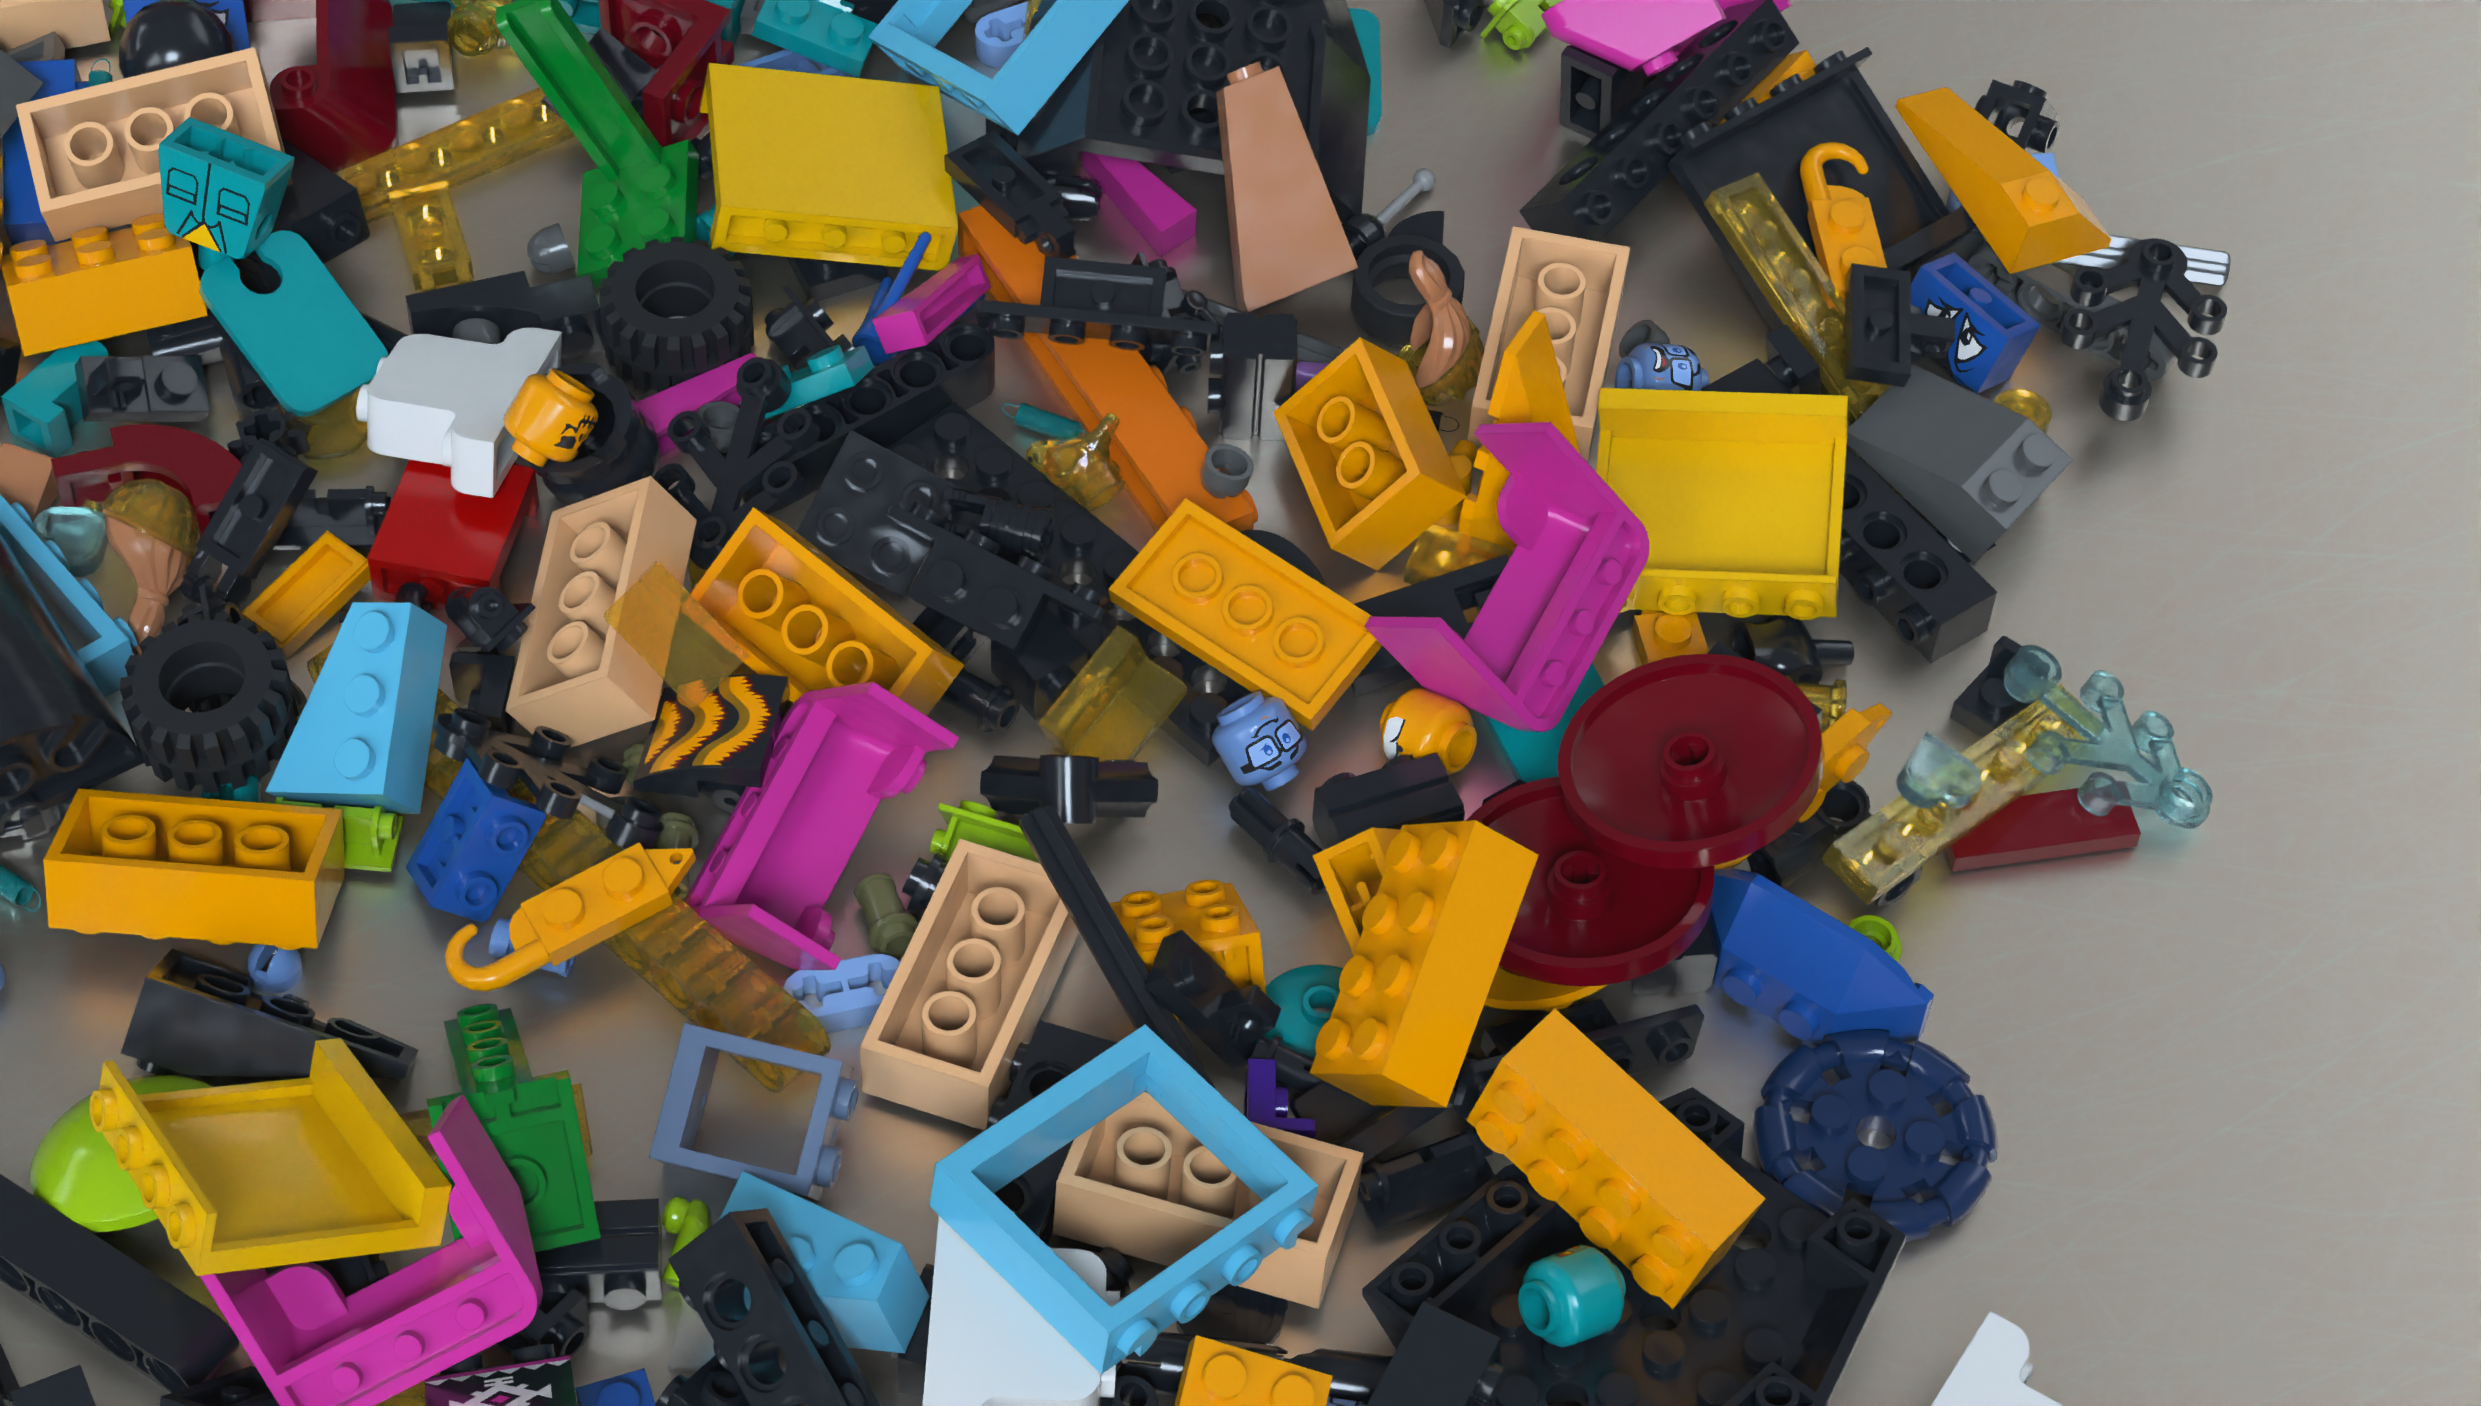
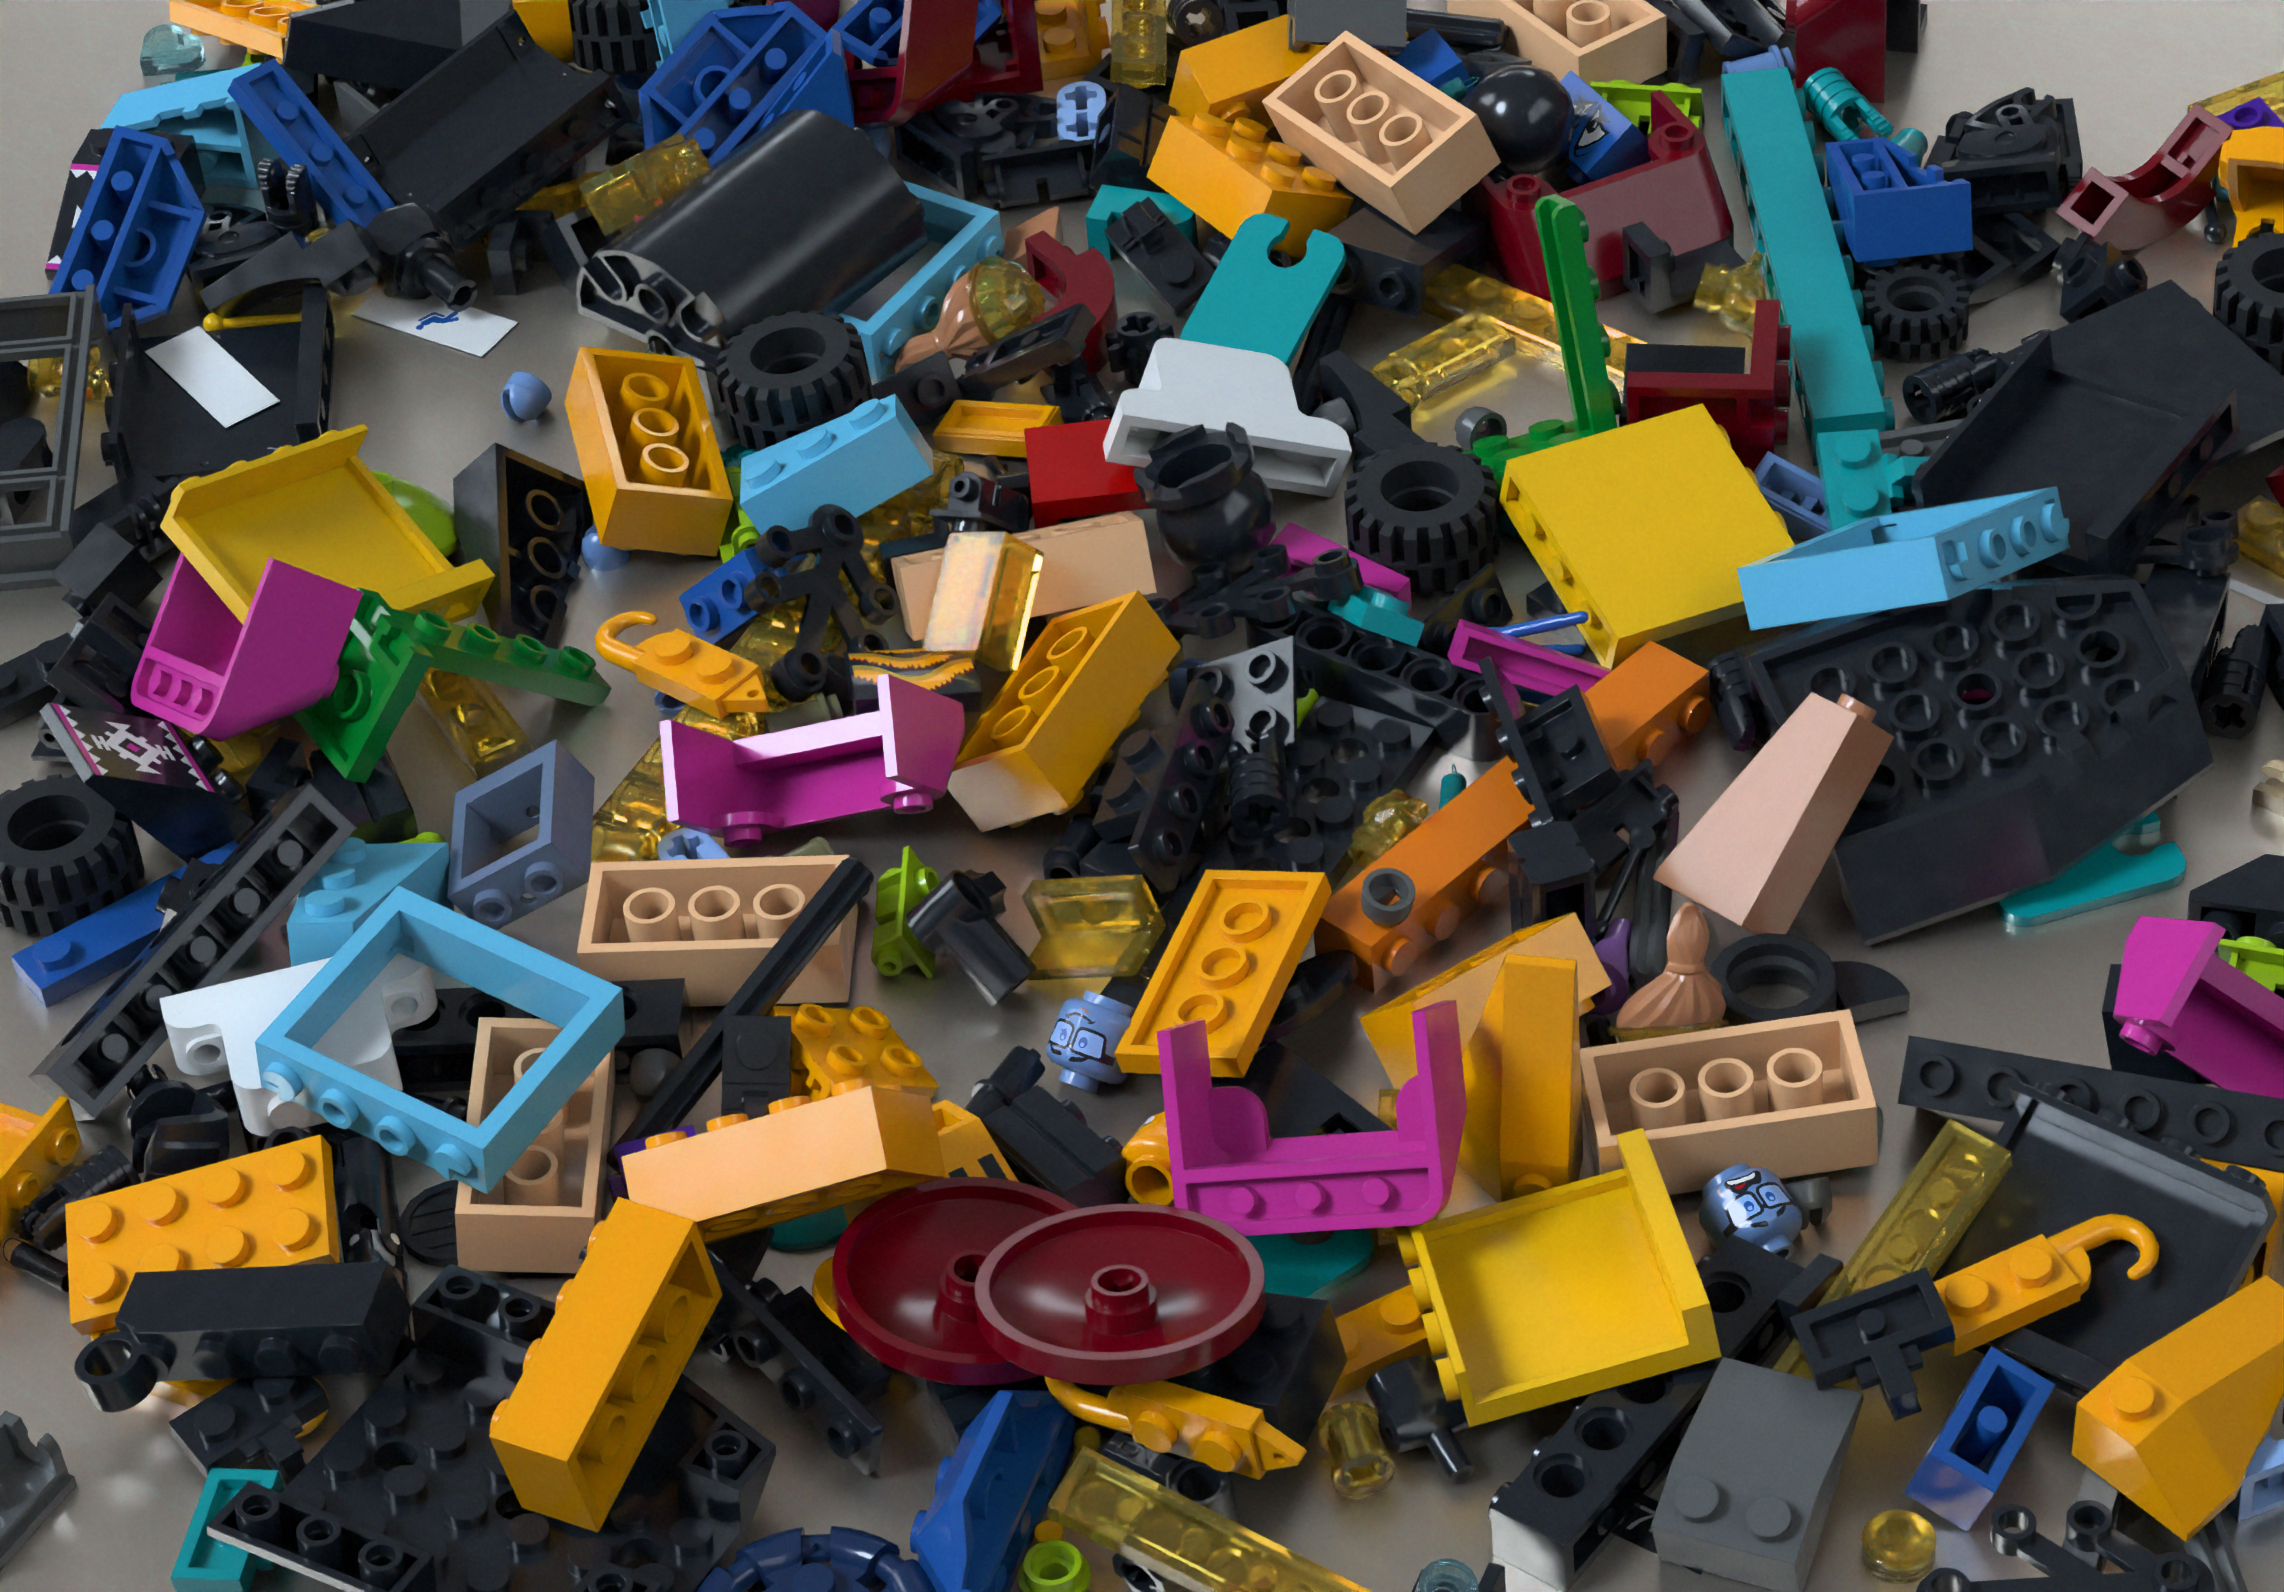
camera: 80 degrees right, 10 degrees down
(220, 189) = (1310, 191): teal torso -> none
(550, 417) = (1167, 434): light orange head -> none
(1013, 194) = (1676, 655): black hinge -> none
(1366, 229) = (1843, 944): hinge -> none
(1572, 1296) = (465, 1399): teal head -> none
(1938, 775) = (1238, 1525): clear light blue tile -> none

